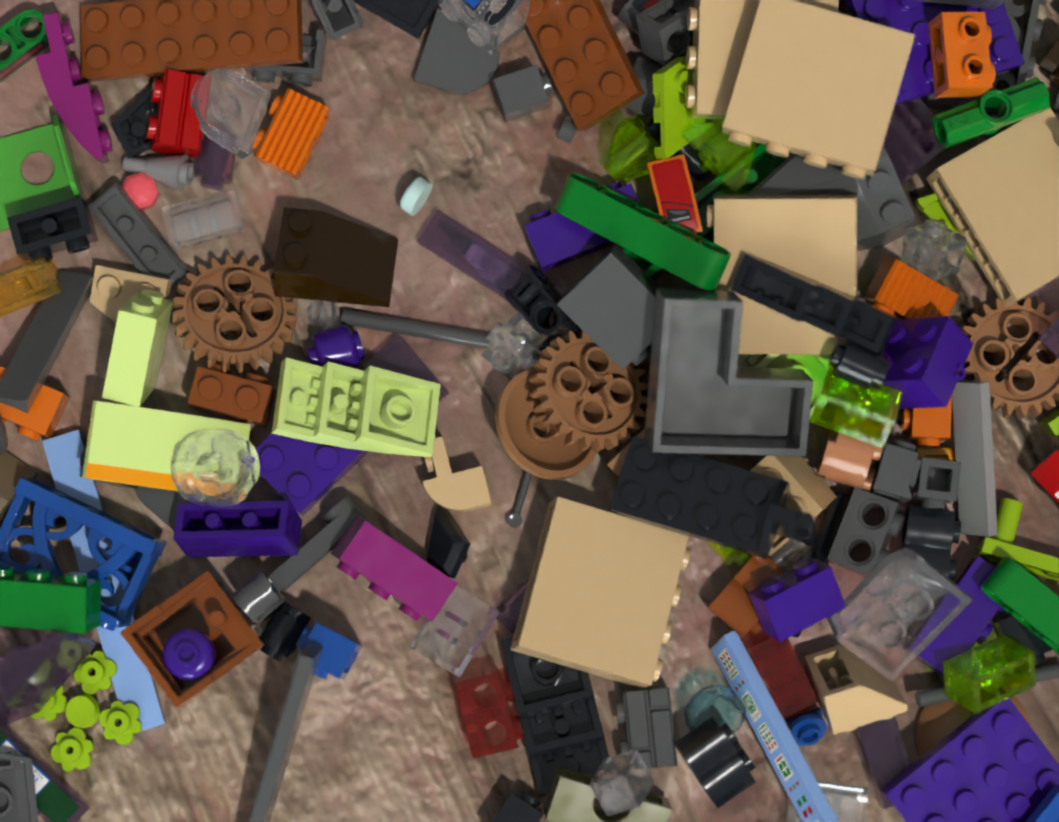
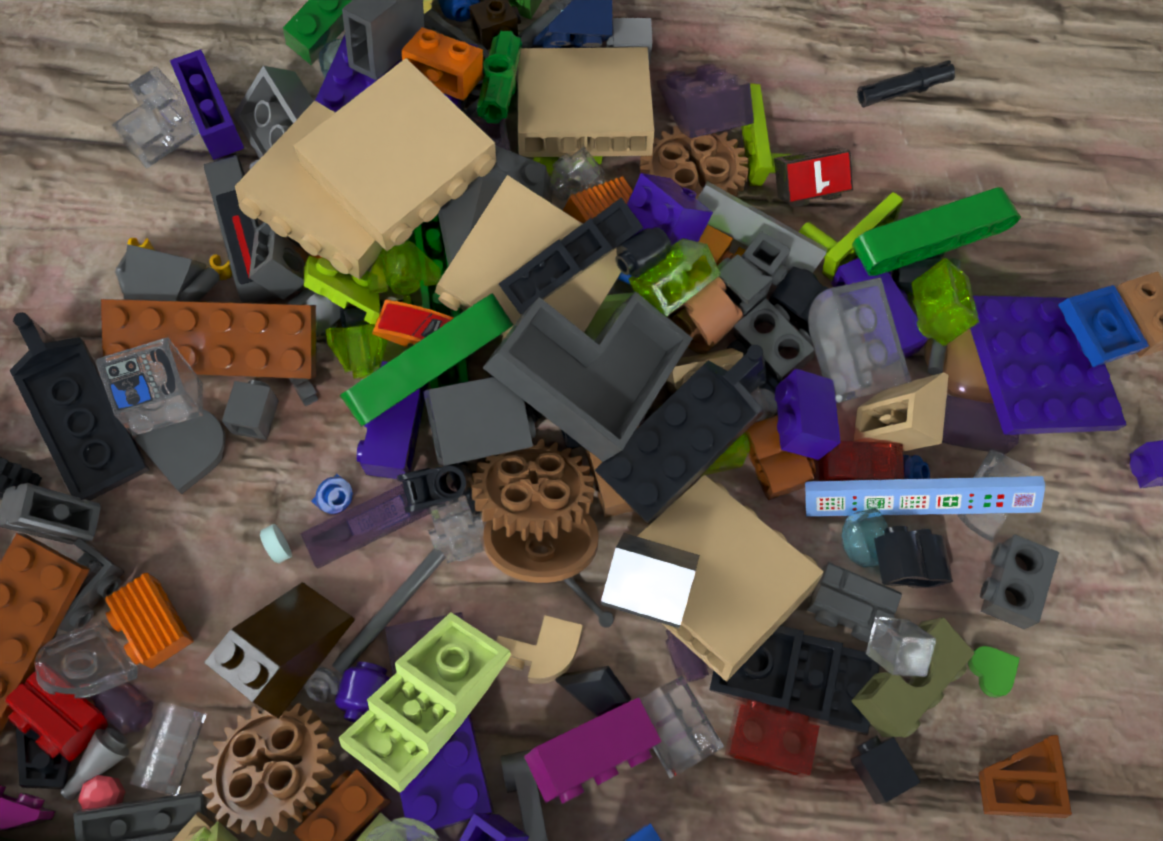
camera: 65 degrees left, 15 degrees down
(487, 216) = (333, 495): none -> blue plate
(556, 538) = (650, 580): none -> slope

